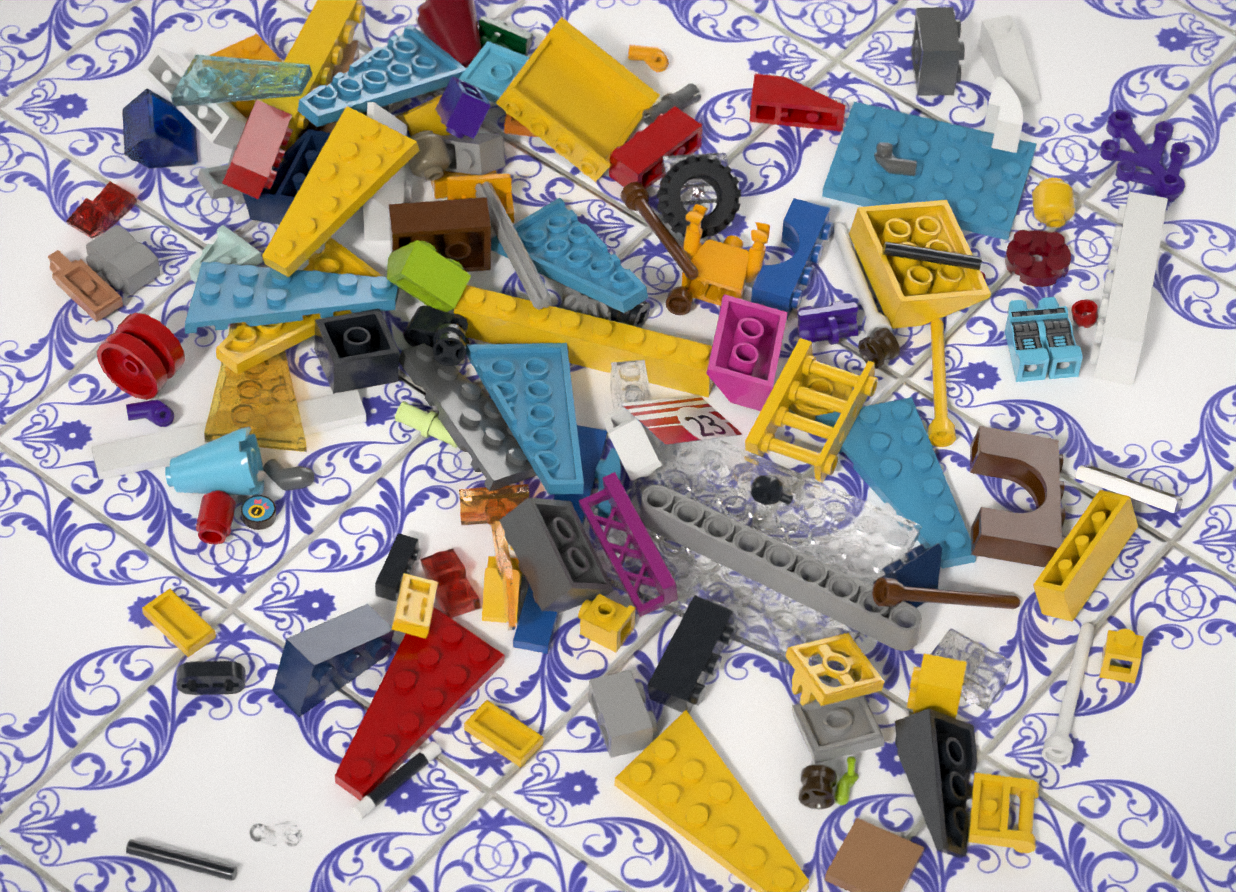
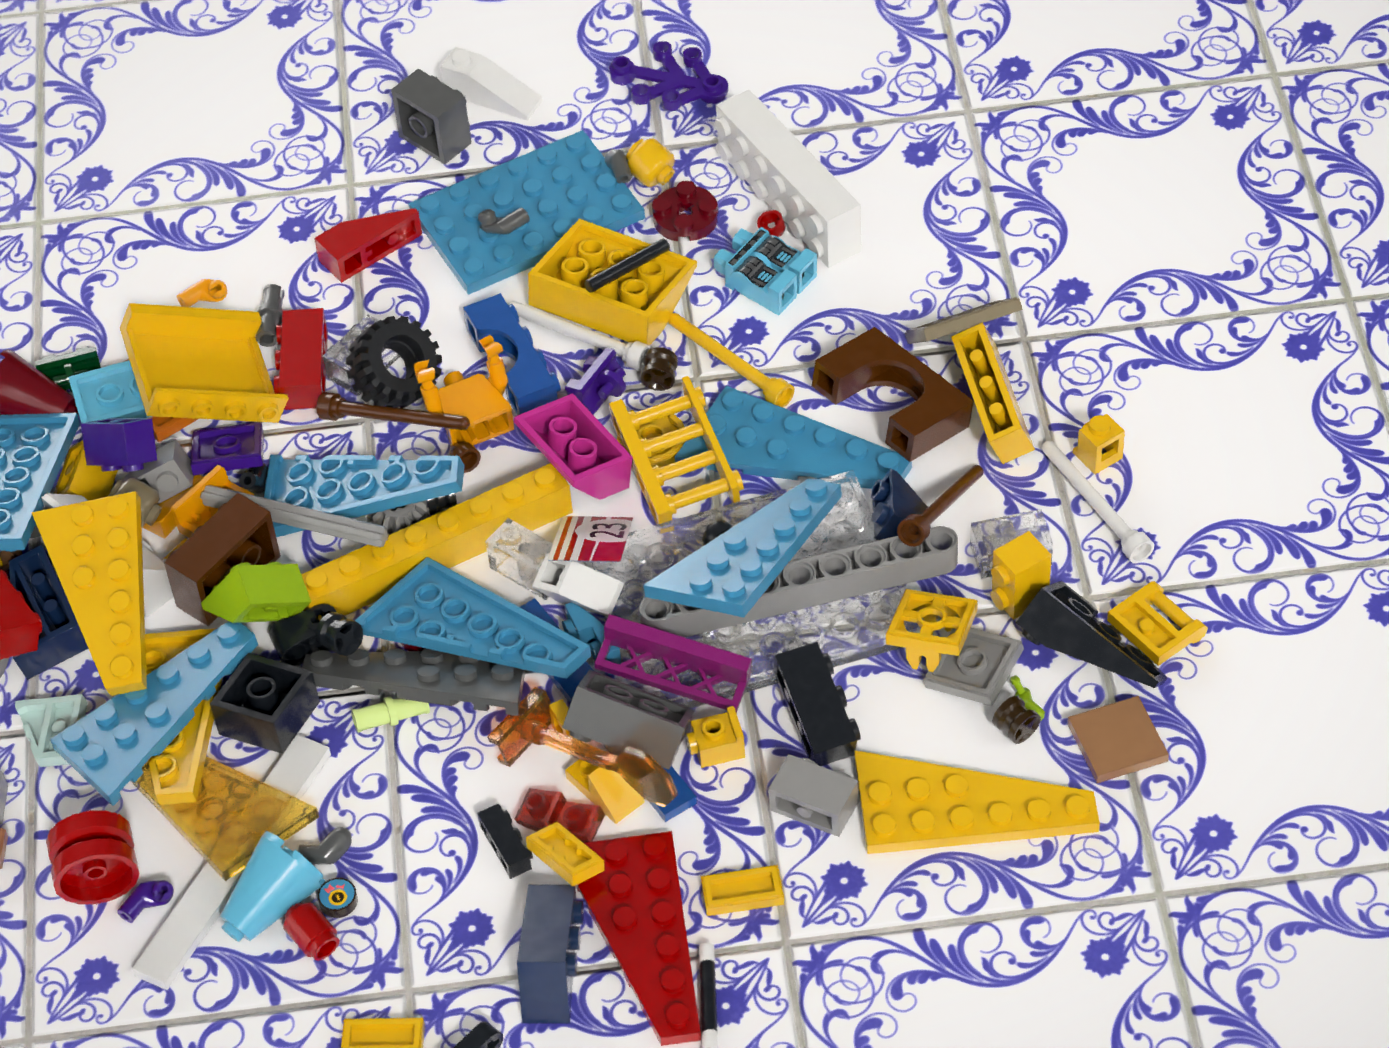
camera: 40 degrees left, 0 degrees up
(528, 206) = (254, 479): none -> black arm
(536, 170) = (227, 446): none -> dark purple tile
(744, 514) = (746, 559): none -> dark azure wing
(1004, 116) = (542, 125): white slope -> none
(1026, 187) = (617, 161): none -> dark grey arm

